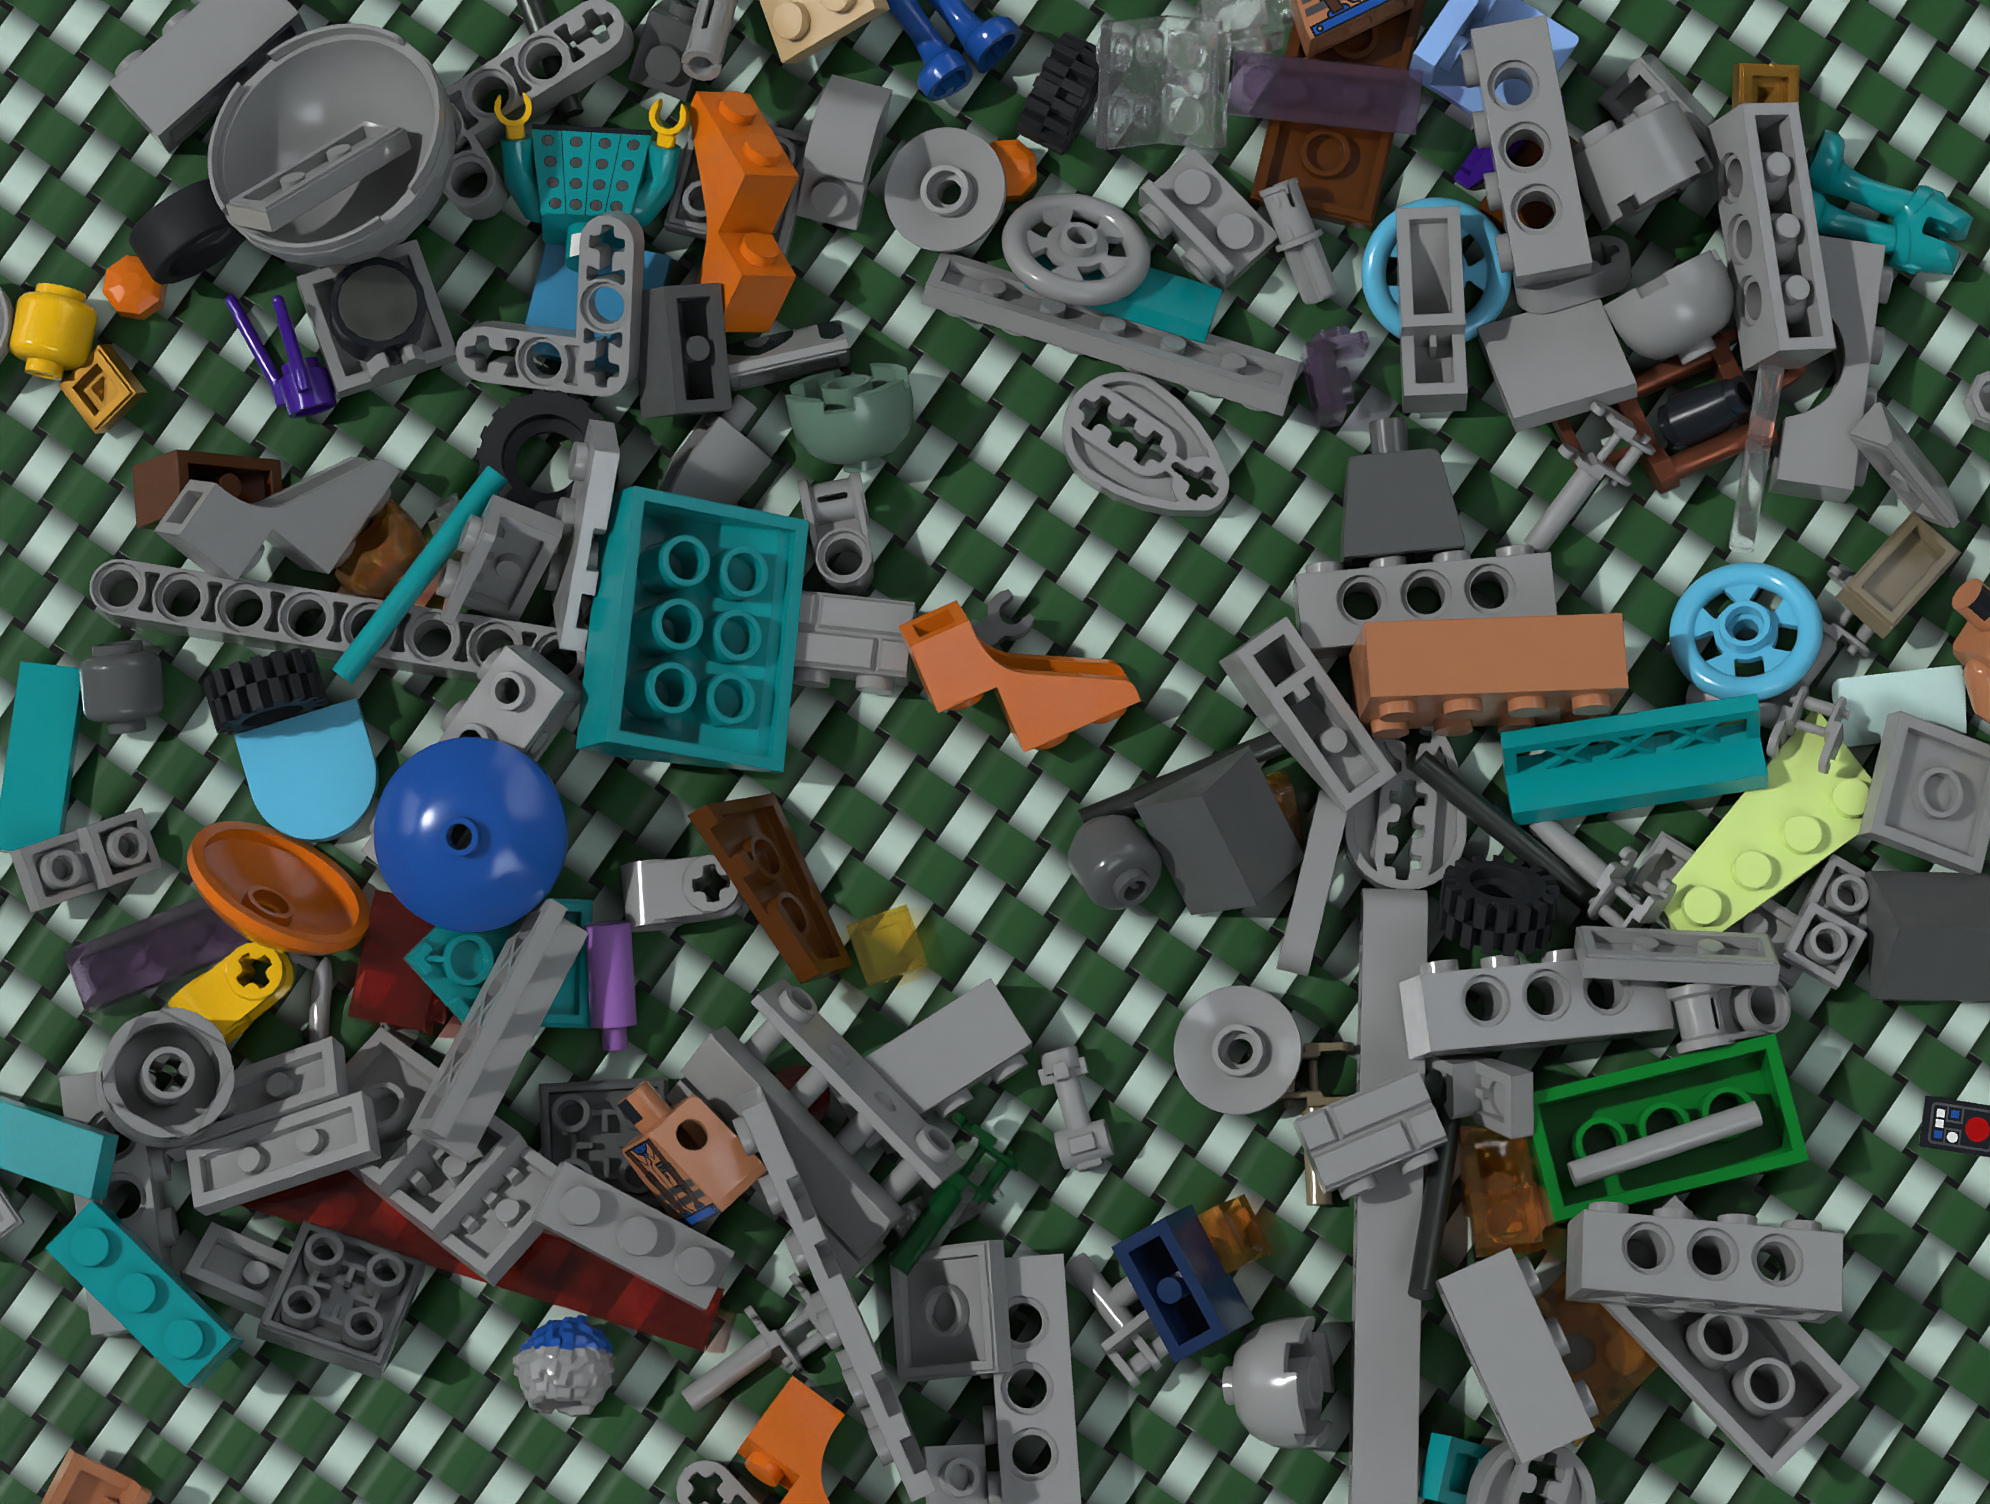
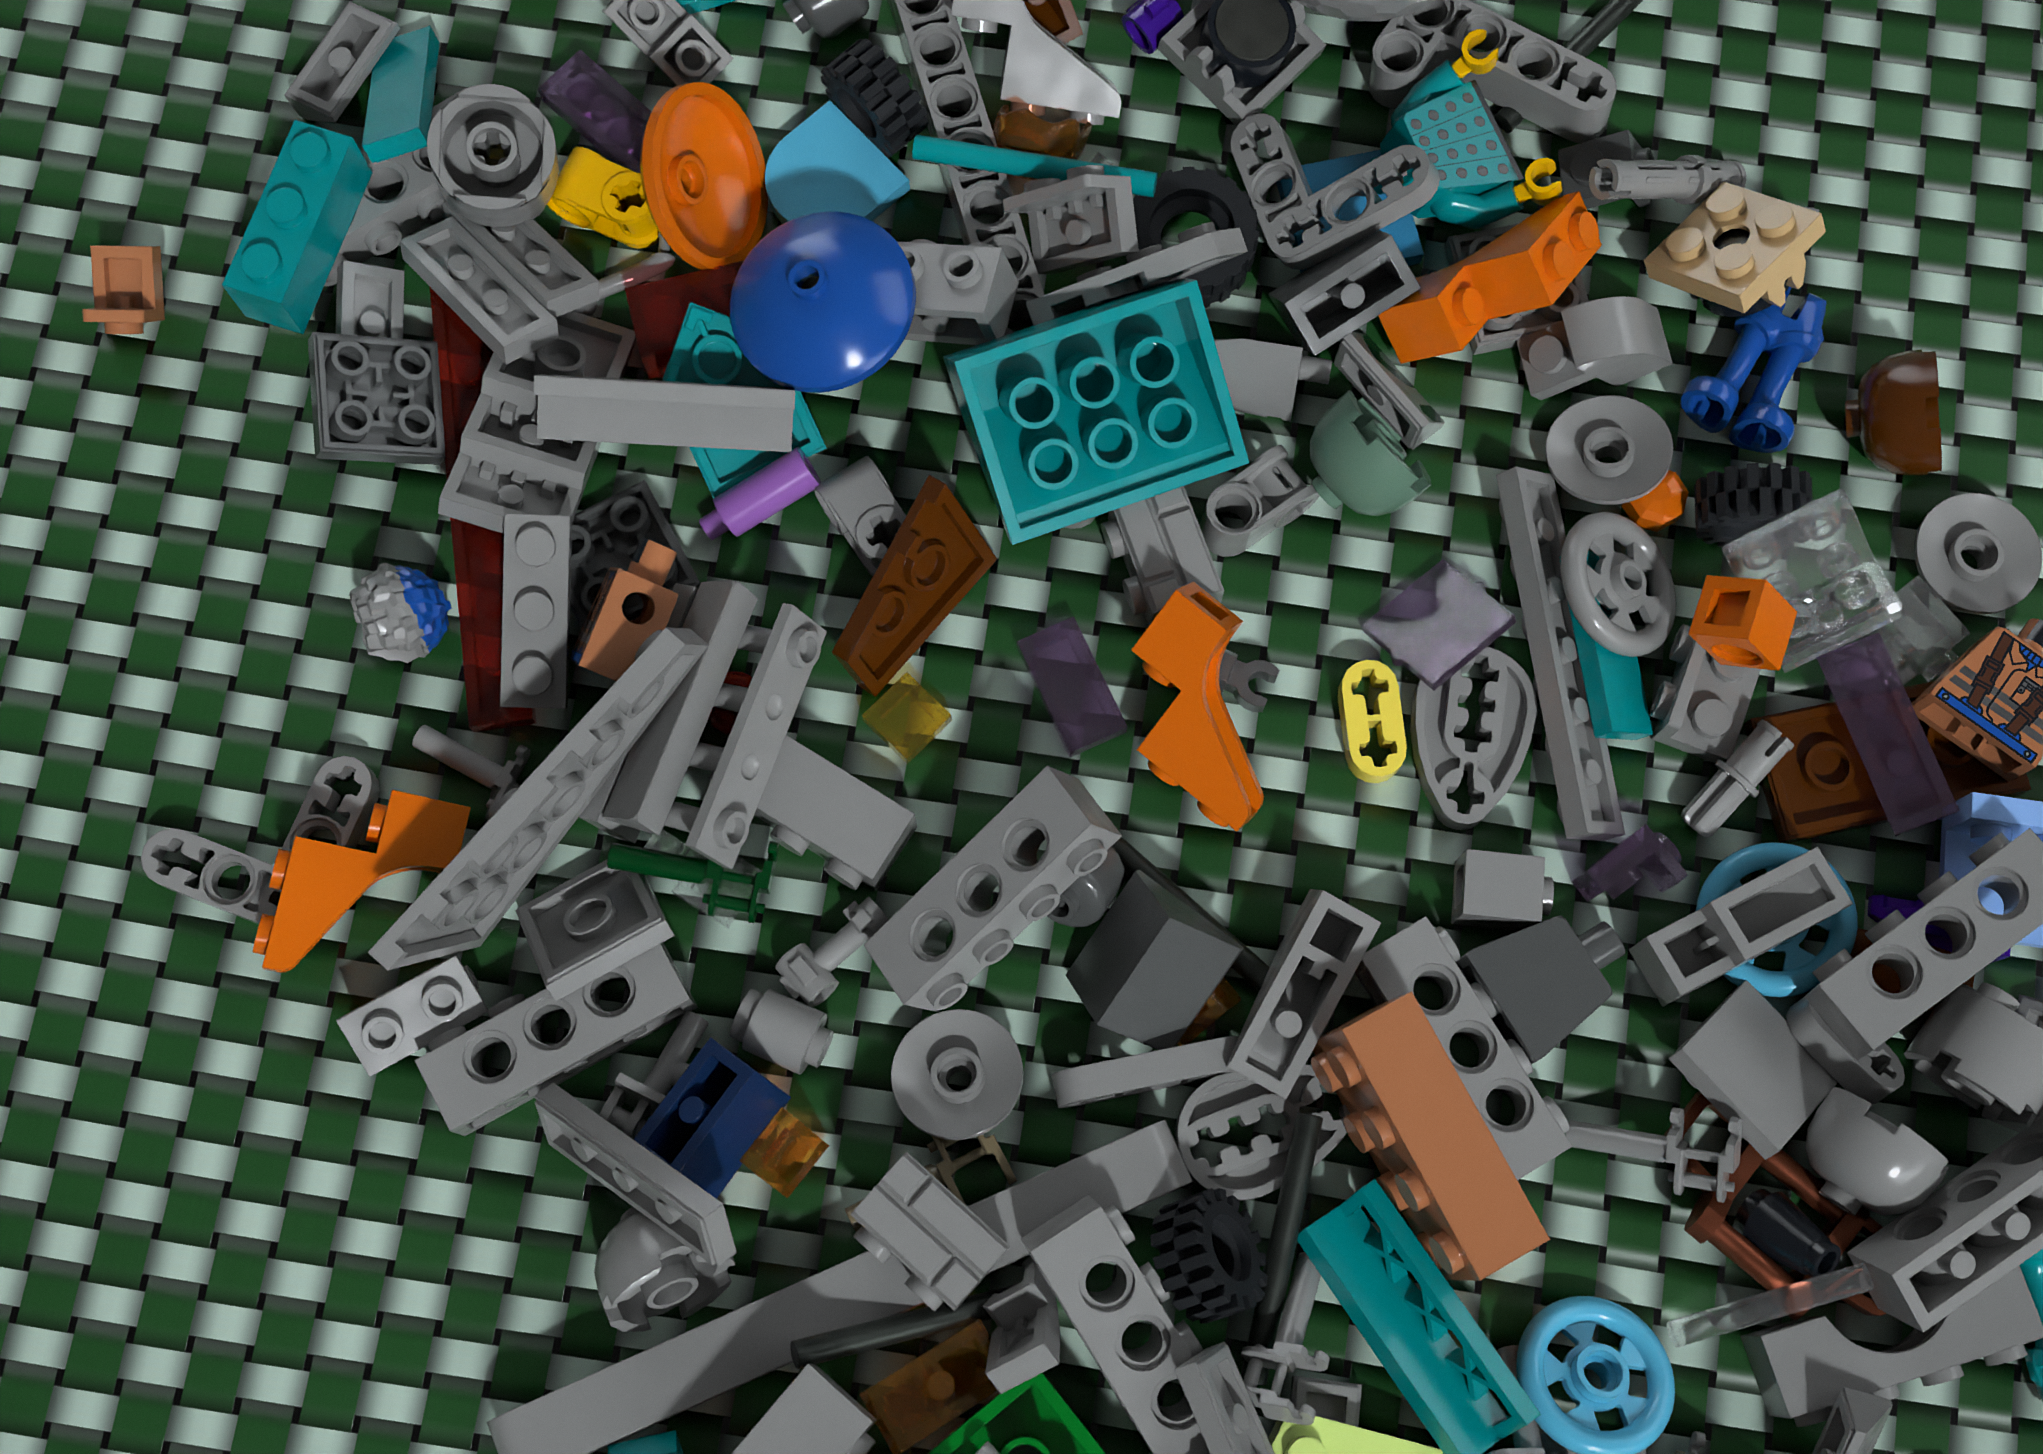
camera: 60 degrees right, 5 degrees down
(929, 783) = (1071, 687): none -> clear purple tile
(1032, 425) = (1438, 624): none -> piece
(1086, 544) = (1386, 720): none -> light yellow beam
(1107, 1036) = (958, 898): none -> light grey brick
(1125, 1187) = (781, 1030): none -> light grey brick
(1171, 165) = (1743, 622): none -> orange brick
(1201, 1365) = (636, 1175): none -> light grey tile
(1300, 497) = (1500, 890): none -> light grey brick

